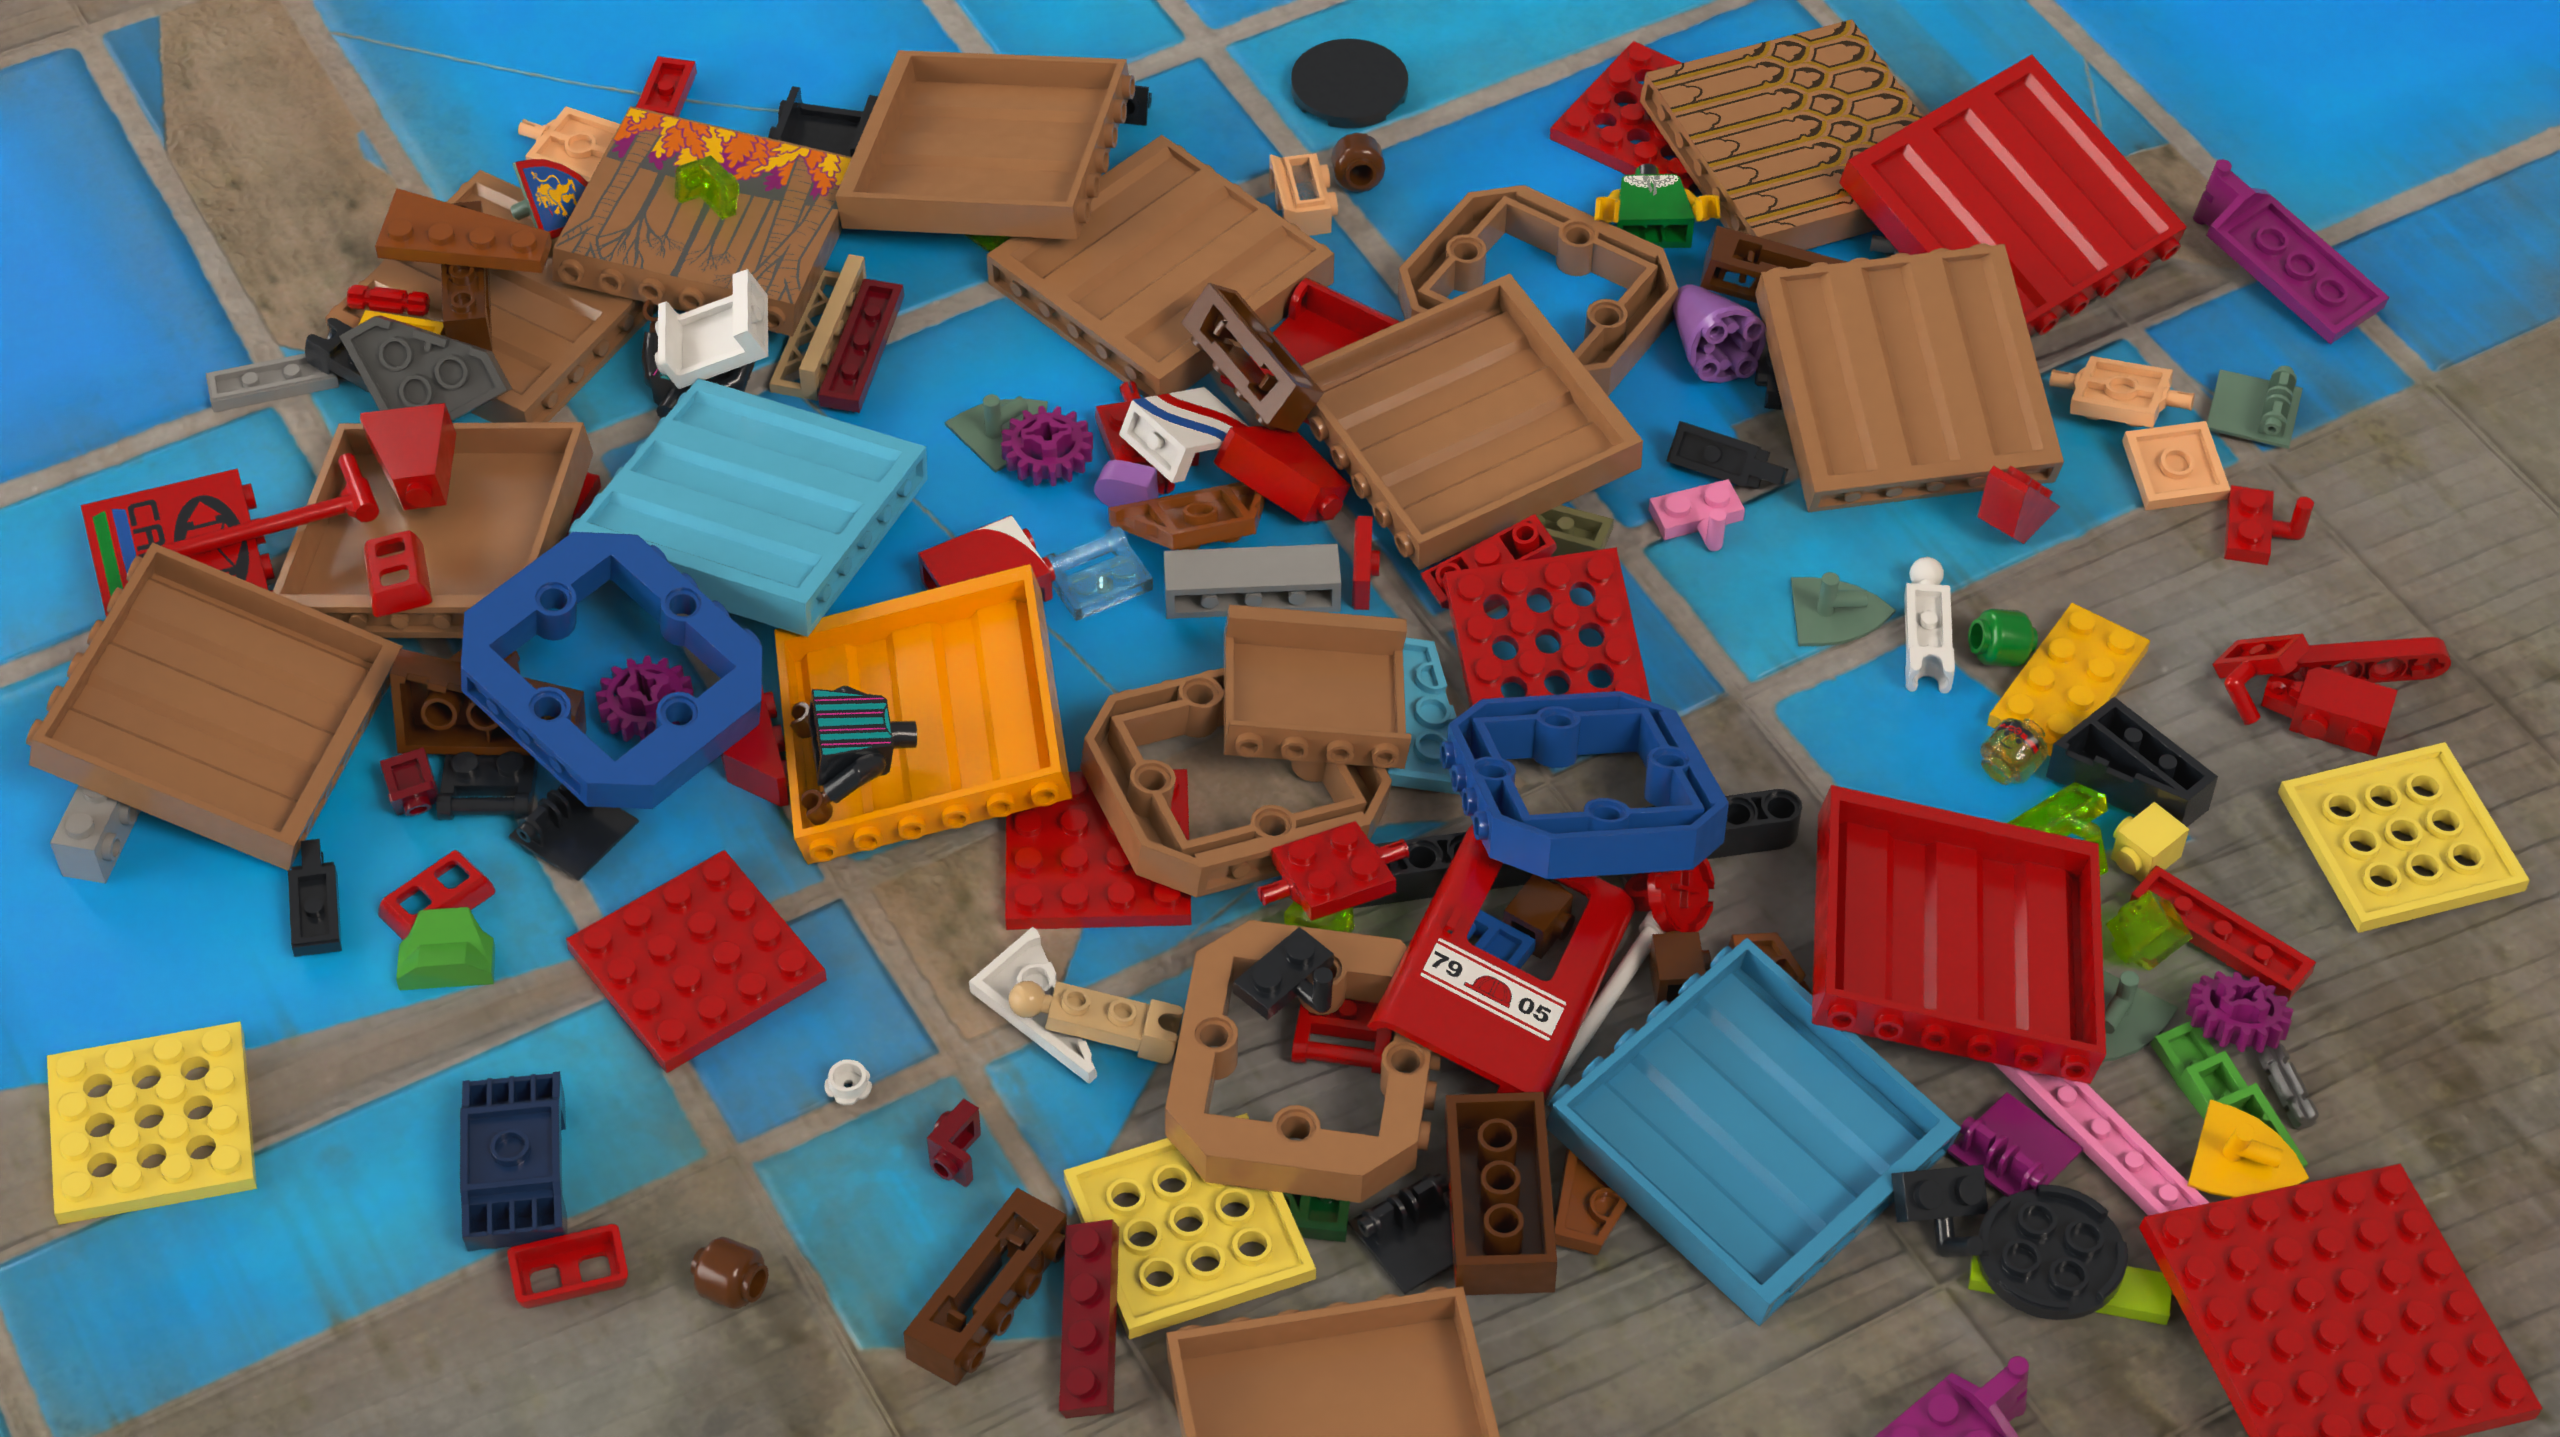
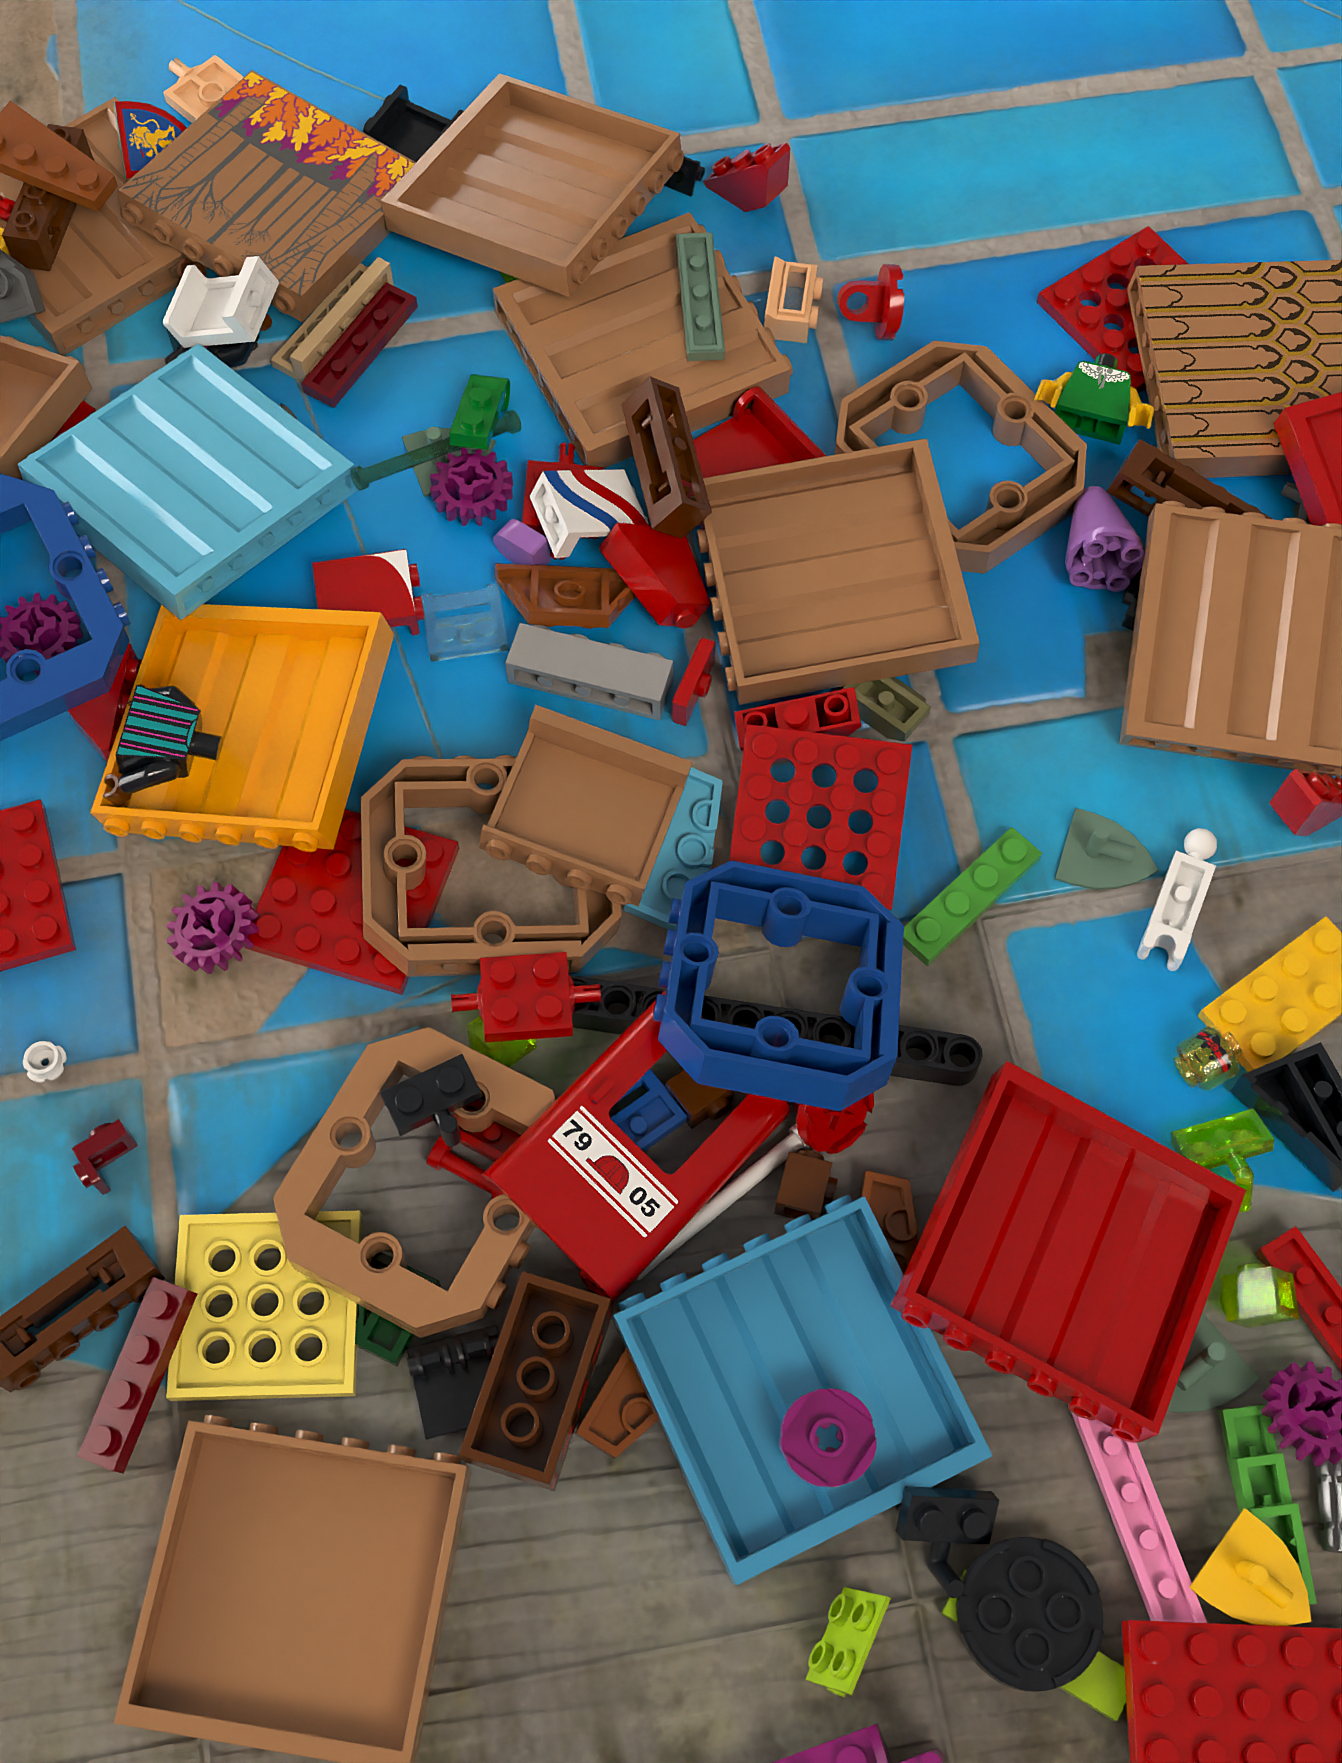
camera: 20 degrees right, 15 degrees up
(668, 86) = (304, 60): red plate -> none
(709, 181) = (271, 156): clear neon green bracket -> none
(940, 456) = (363, 476): none -> clear green bar
(971, 911) = (230, 917): none -> magenta gear
(1027, 962) = (229, 1026): white wing -> none
(1028, 370) = (479, 411): none -> green plate
(1103, 1018) = (270, 1069): tan plate -> none
(1208, 89) = (751, 178): none -> red slope
(1210, 209) = (700, 297): none -> sand green tile
(1349, 82) = (881, 201): black tile -> none
(1358, 162) = (851, 269): reddish brown head -> none
(1402, 170) = (883, 301): none -> red tile
(1699, 510) = (1016, 715): bright pink plate -> none
(1723, 457) = (1060, 669): black hinge -> none
(1726, 676) = (969, 896): none -> bright green plate
(1795, 1174) = (855, 1433): none -> magenta plate
(1894, 1323) = (847, 1640): none -> lime hinge
(2002, 638) = (1244, 935): green head -> none
(2014, 1147) = (1042, 1482): magenta hinge -> none
(2148, 841) = (1297, 1197): light yellow brick -> none

